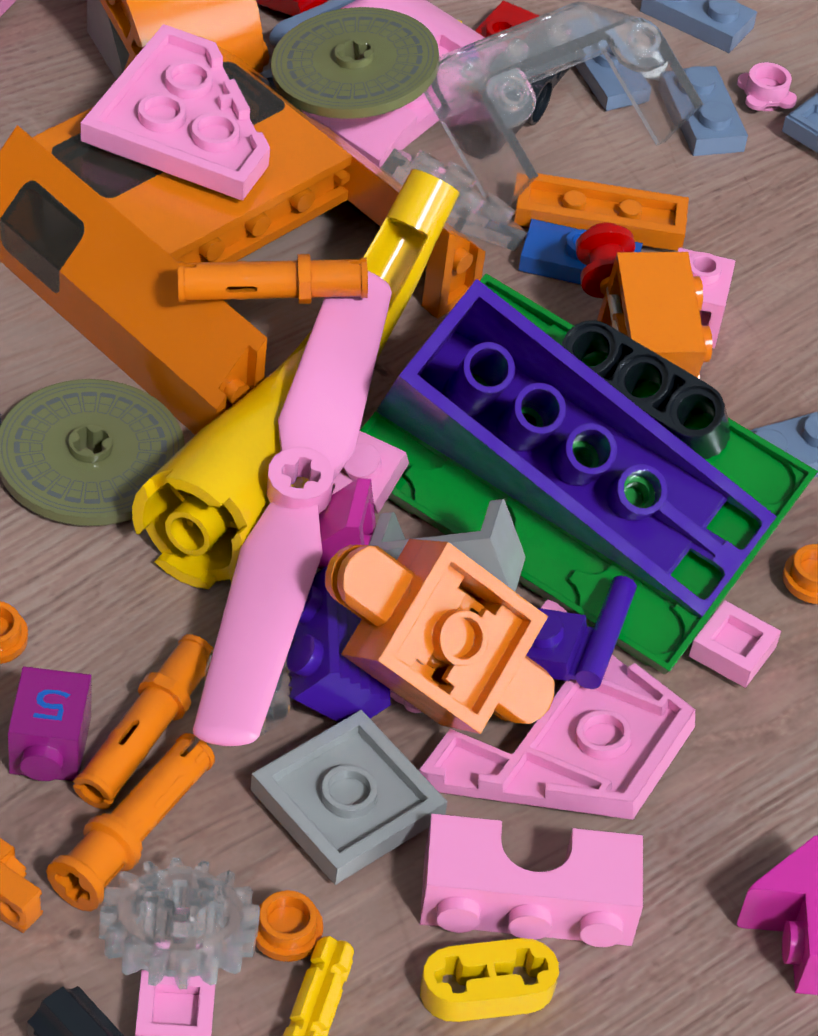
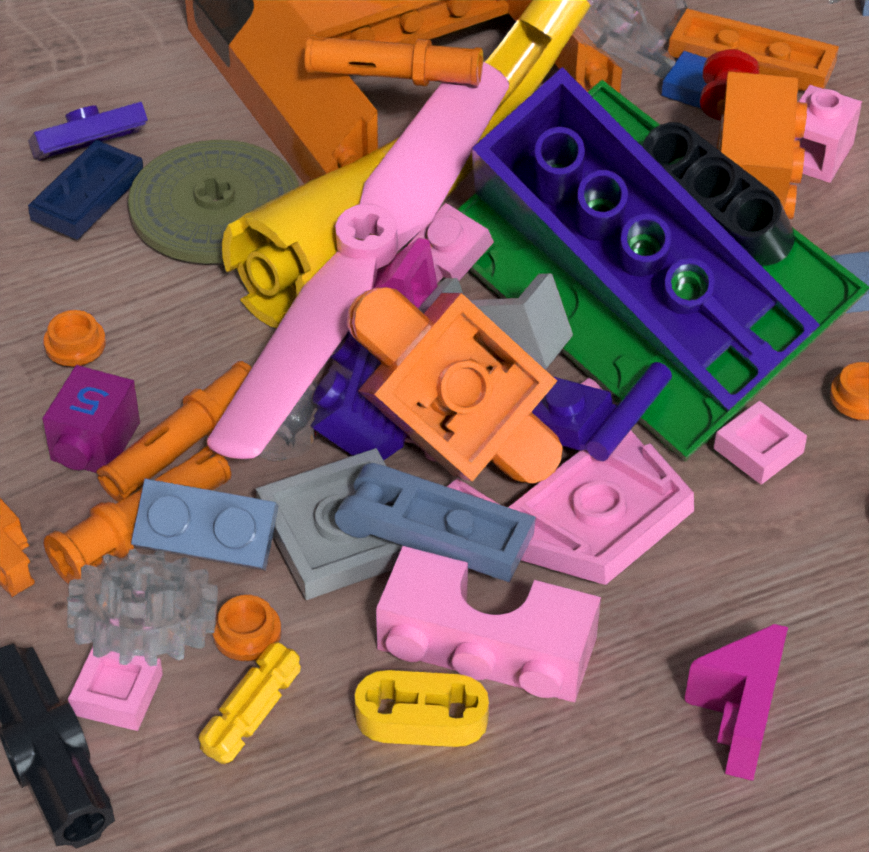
camera: 20 degrees right, 0 degrees up
(216, 822) = (205, 524): none -> sand blue plate
(454, 780) = (436, 520): none -> sand blue plate

